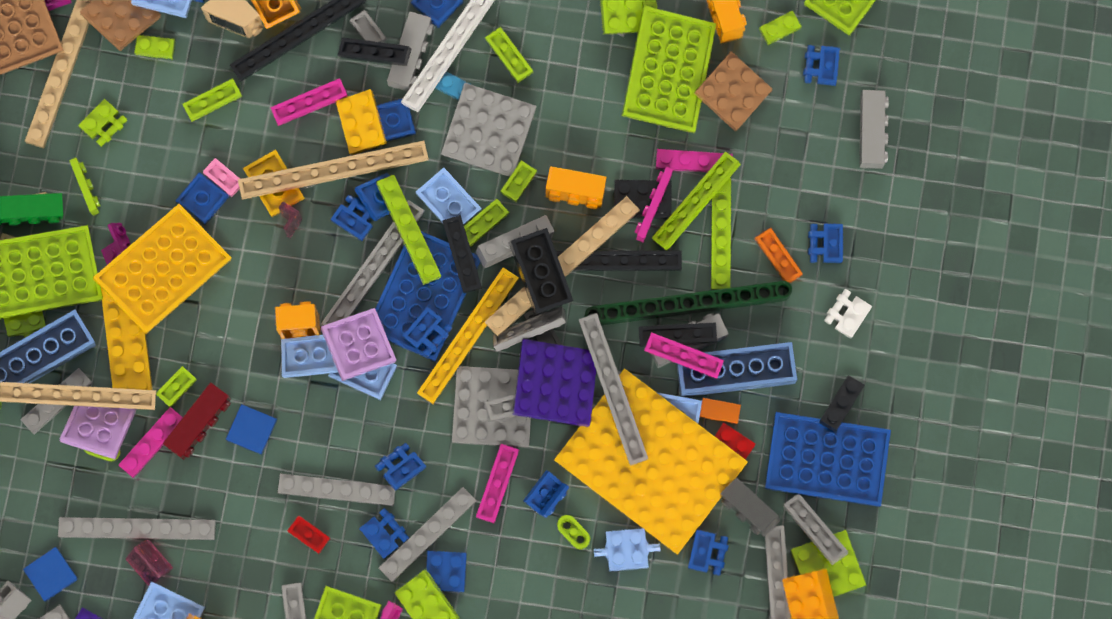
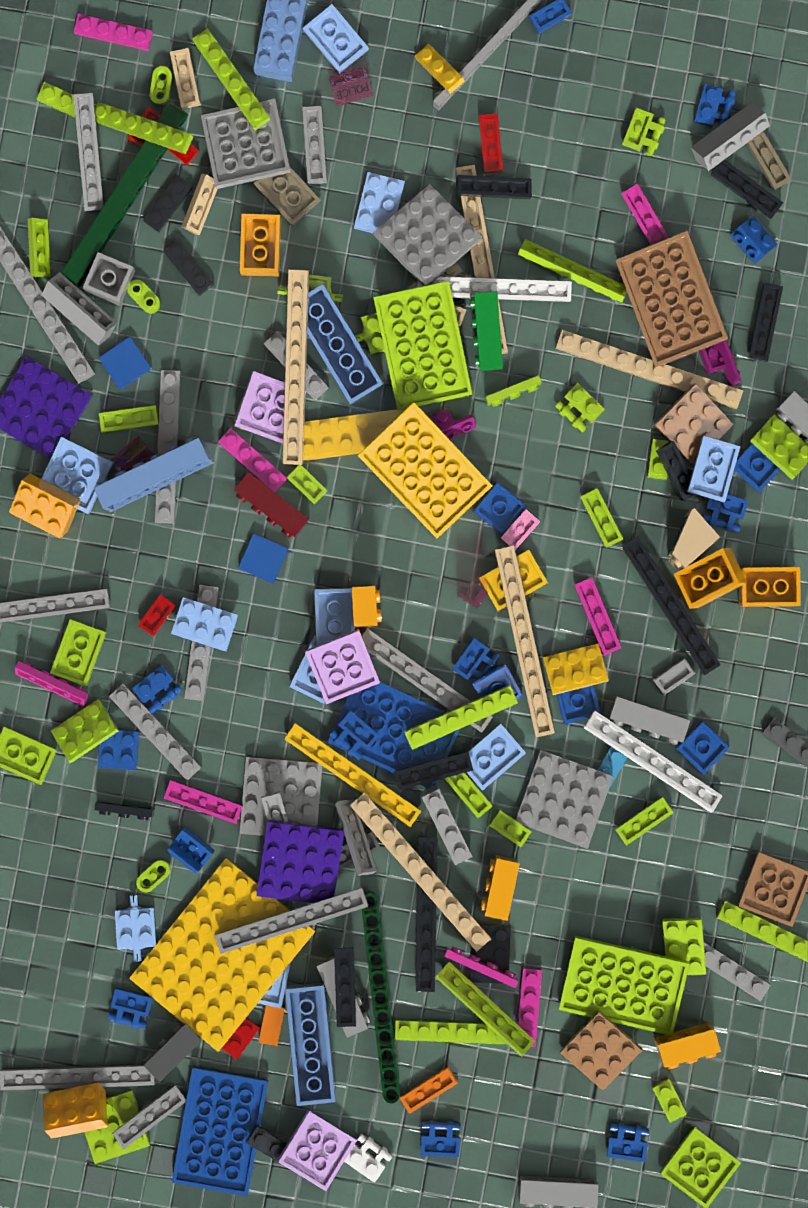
camera: 95 degrees right, 10 degrees up
(107, 568) = (128, 419): none -> lime plate
(163, 535) = (154, 474): none -> medium blue brick
(164, 29) = (675, 469): none -> black plate
(317, 484) = (204, 624): none -> light blue plate
(374, 51) = (647, 684): black plate -> none
(404, 470) = (217, 709): blue plate -> none
(507, 562) = (124, 811): none -> black plate
(540, 271) = (409, 852): black brick -> none
(684, 355) = (321, 993): dark pink plate -> none
(841, 361) = (316, 1150): none -> lavender plate

